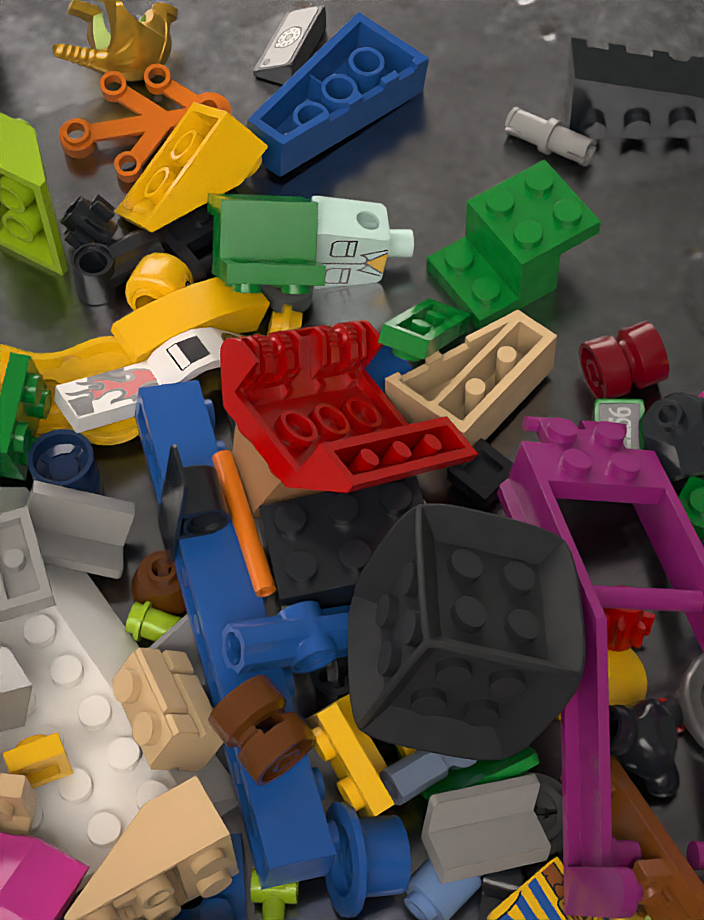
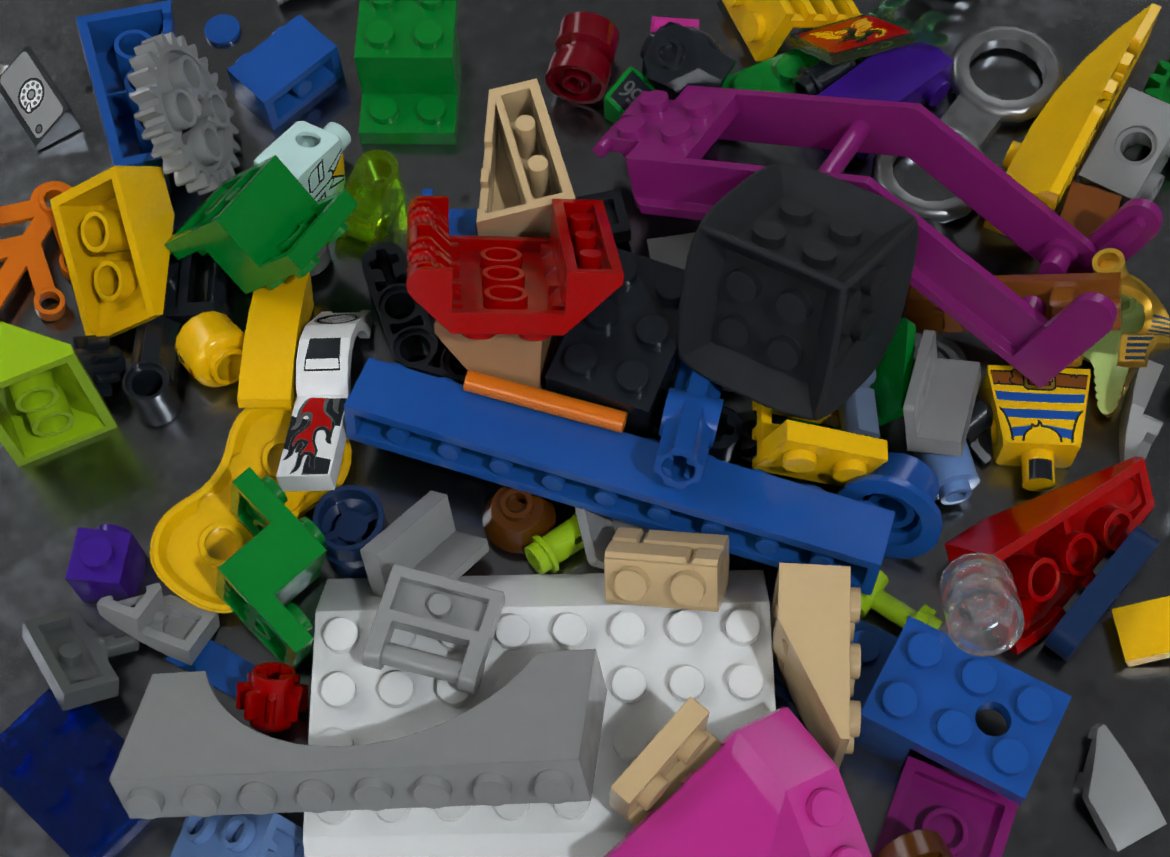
camera: 55 degrees left, 5 degrees up
(39, 759) = (656, 691): yellow plate -> none
(190, 503) = (501, 435): black piece -> none
(243, 722) = (767, 491): reddish brown wheel -> none
(285, 320) = (340, 277): yellow plate -> none
(326, 128) = (183, 113): none -> light grey gear
(368, 297) = (376, 202): none -> clear neon green piece
(423, 329) = (448, 168): green plate -> none
(437, 173) = (285, 72): none -> blue brick
(453, 113) = (222, 30): none -> blue piece

